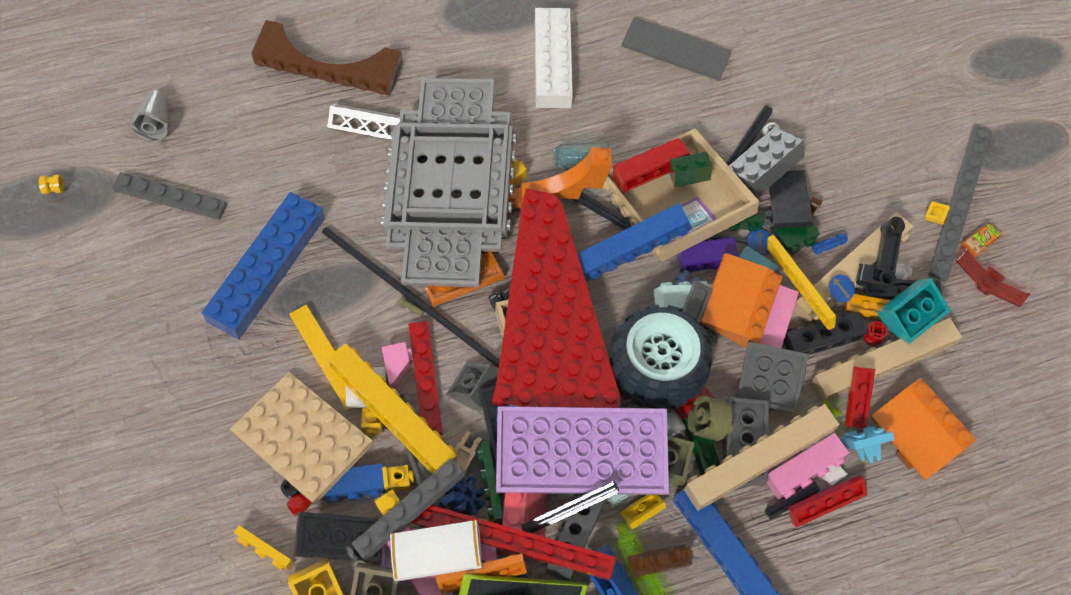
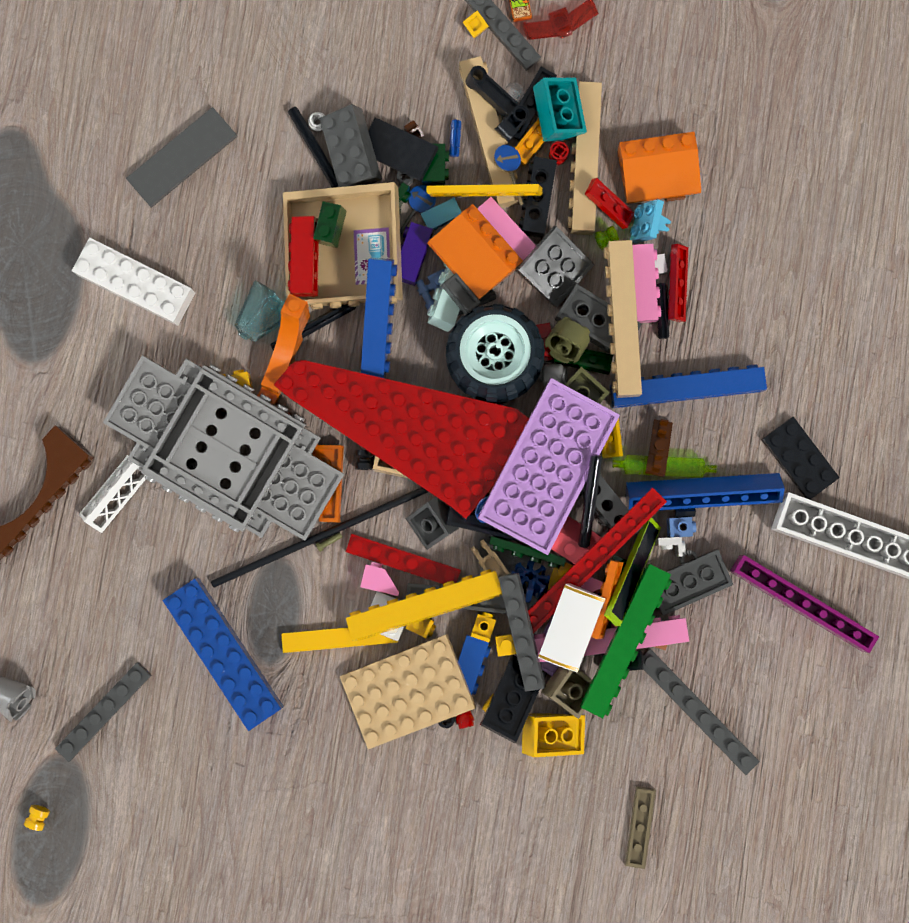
camera: 60 degrees left, 20 degrees up
(263, 549) = (489, 764): yellow plate -> none

